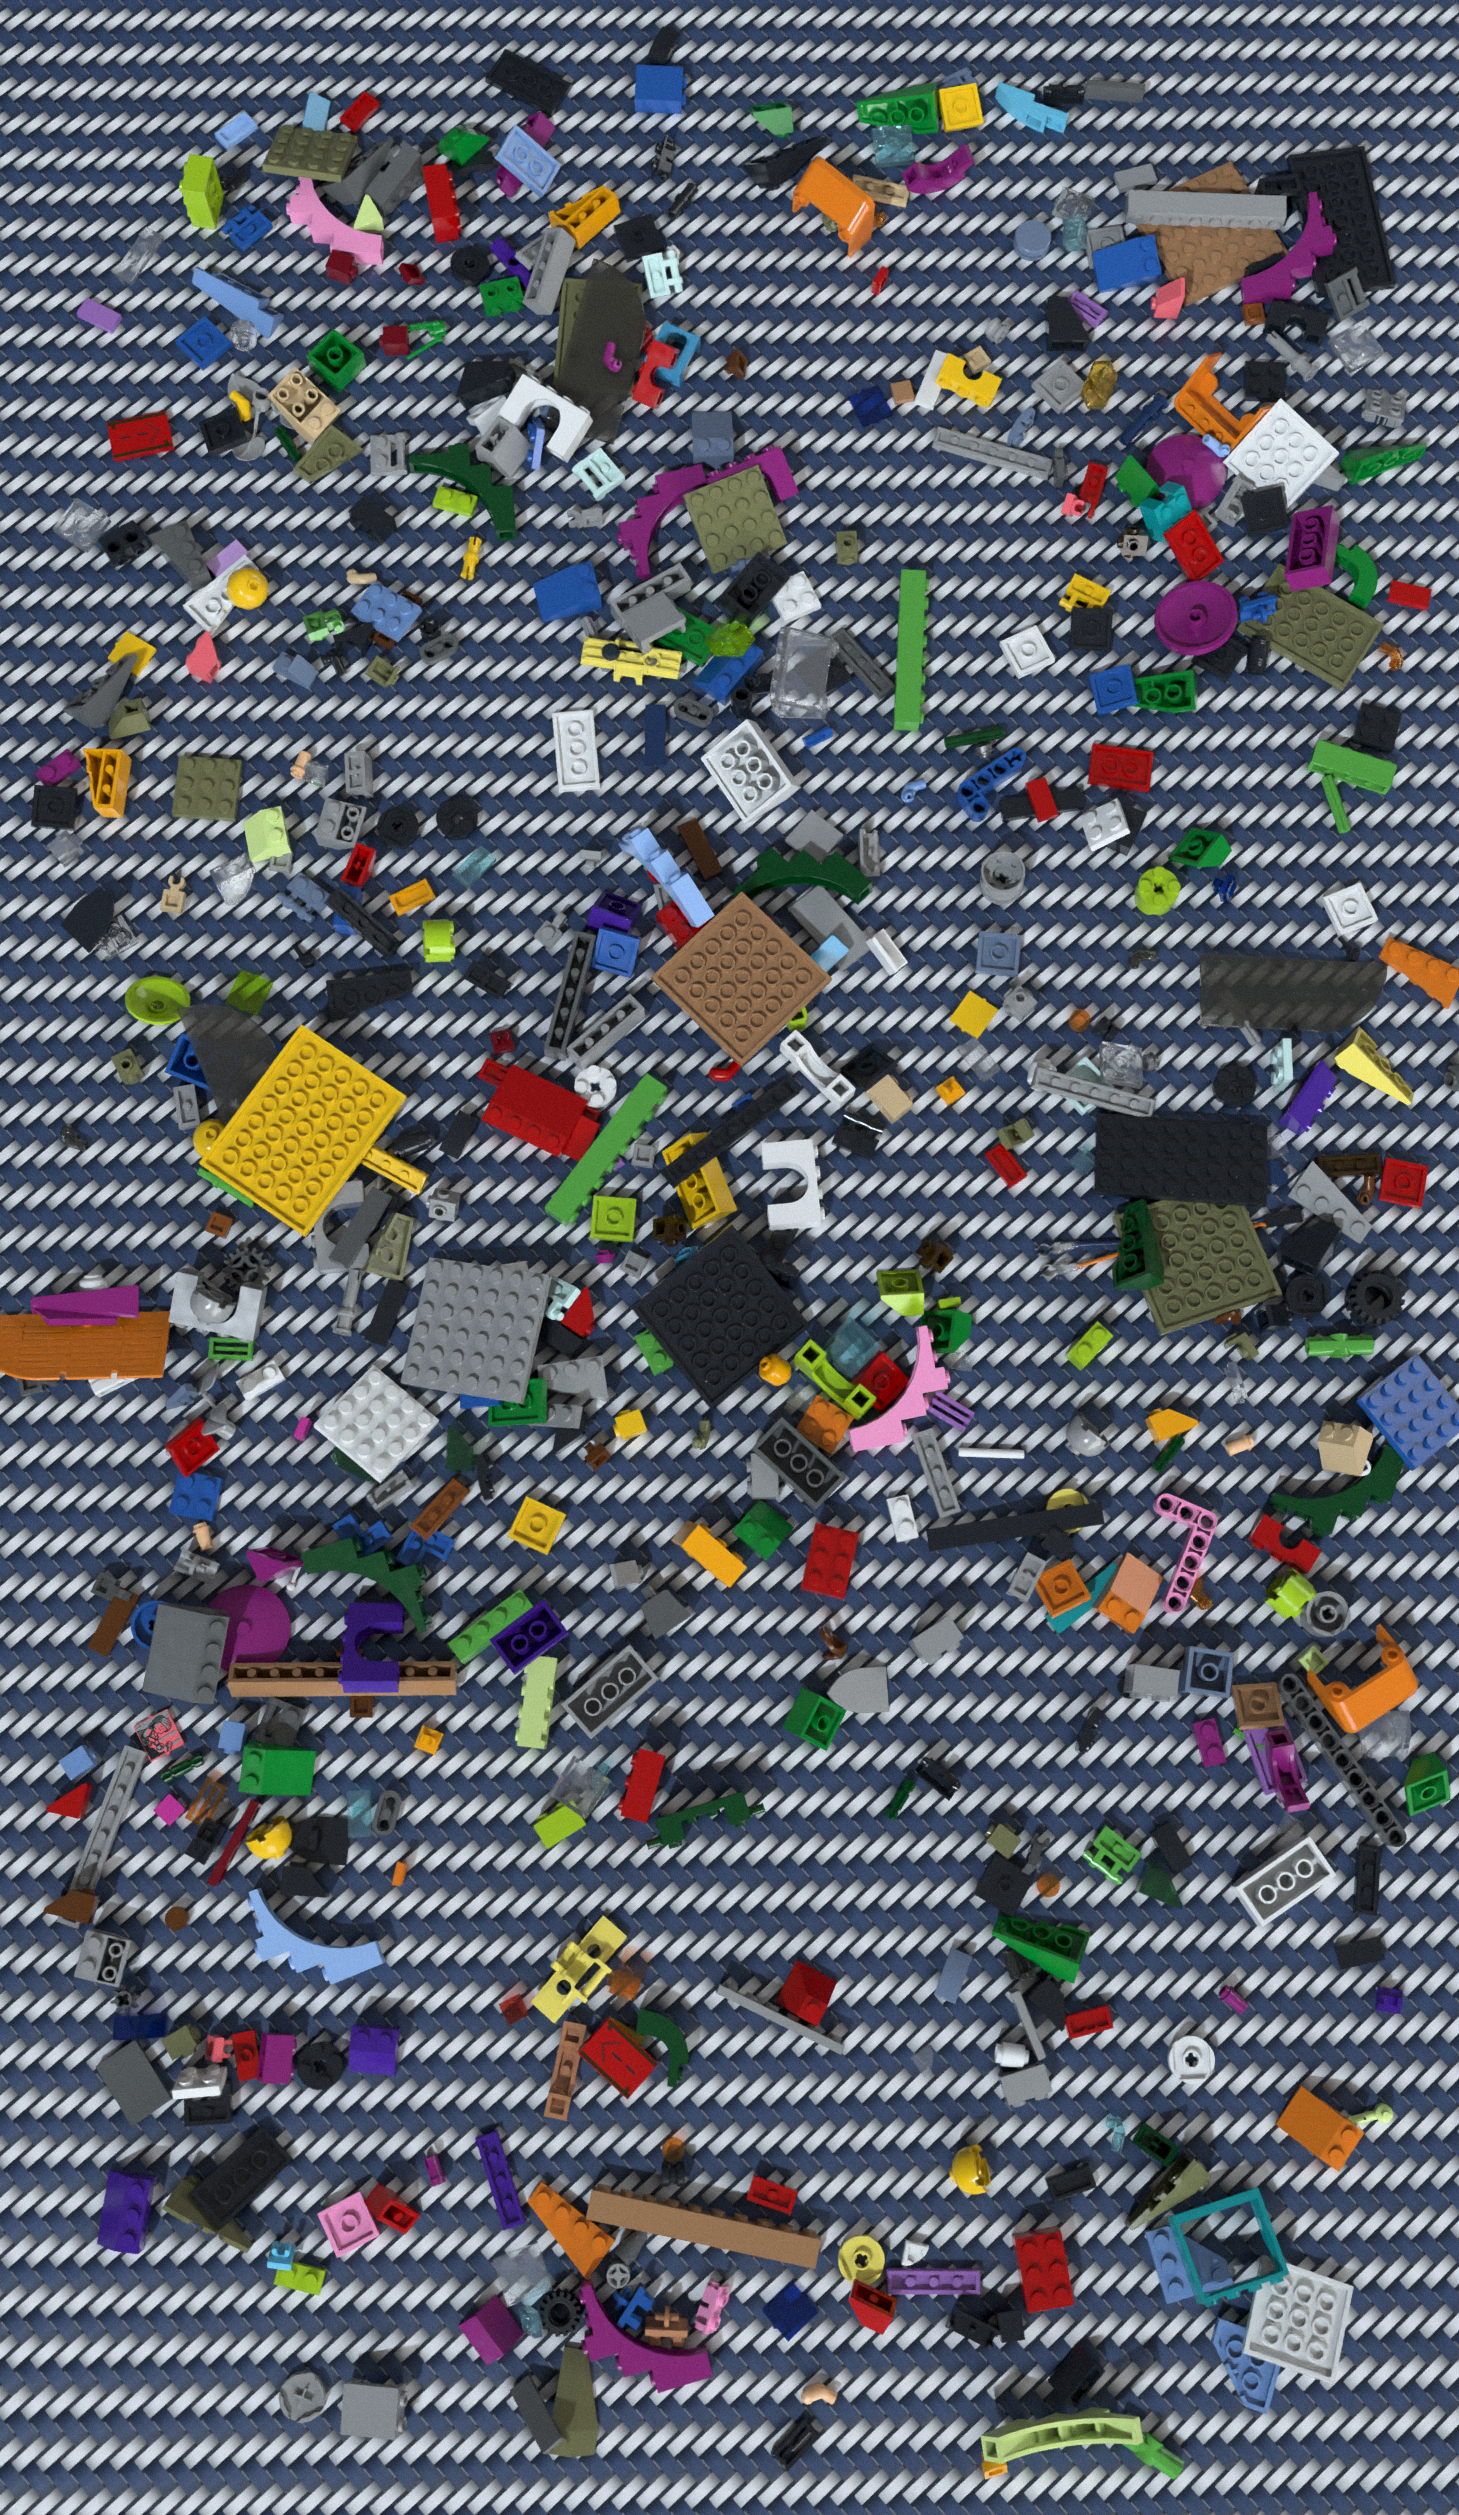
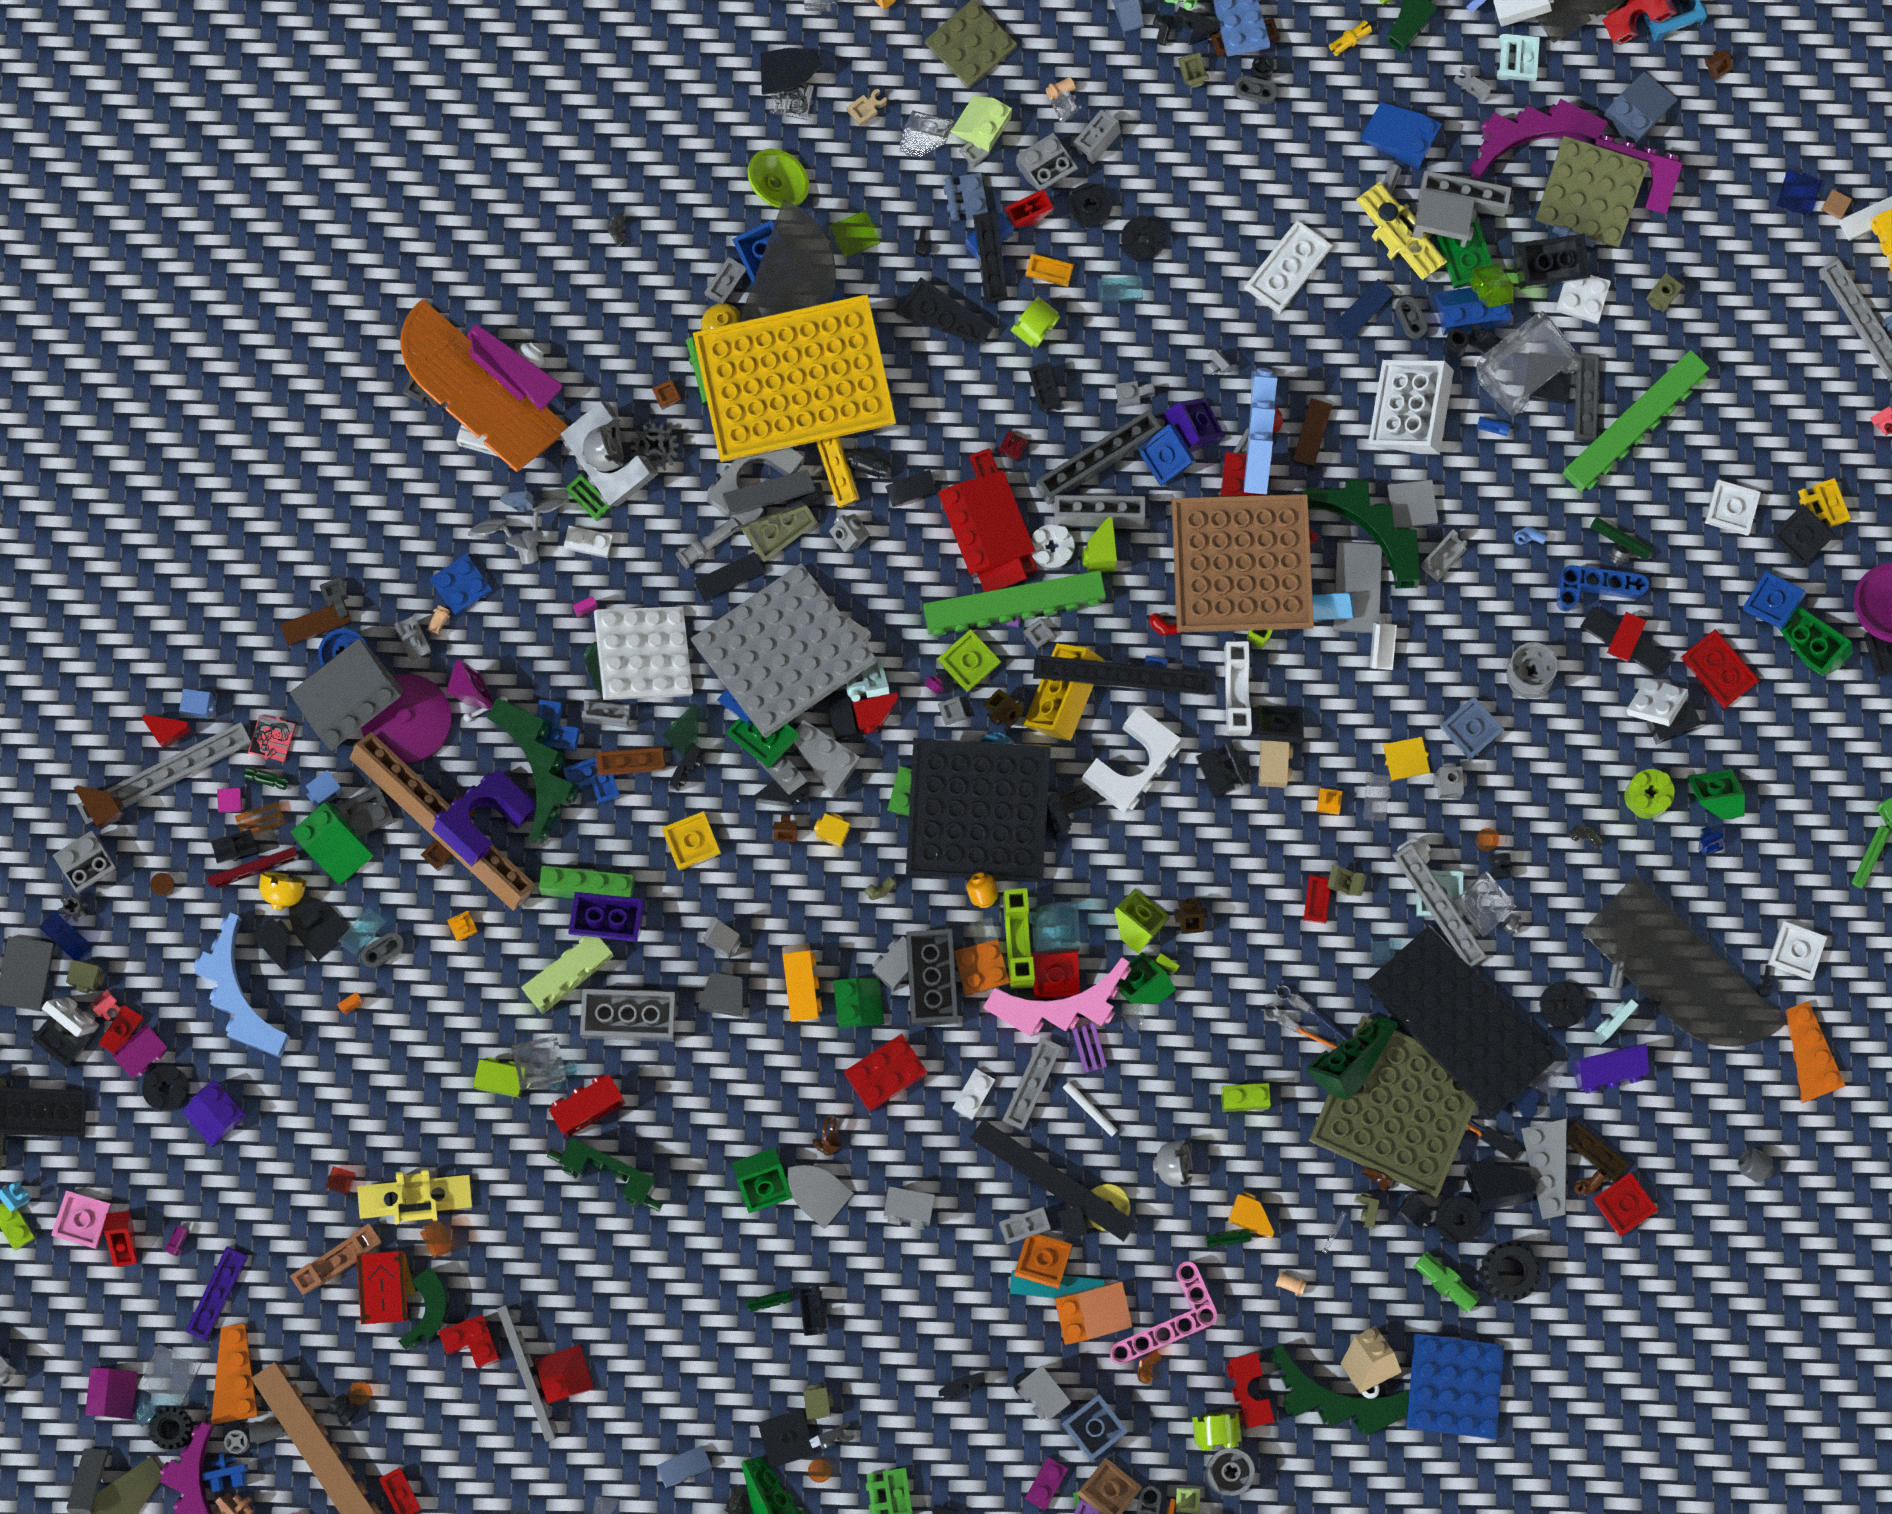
camera: 45 degrees right, 0 degrees up
(128, 1067) = (709, 210): olive brick -> none
(191, 1448) = (488, 545): red plate -> none
(635, 1057) = (1101, 549): none -> lime slope
(717, 2027) = (473, 1335): none -> red brick
(1361, 1060) = (1688, 1083): light yellow wedge -> none

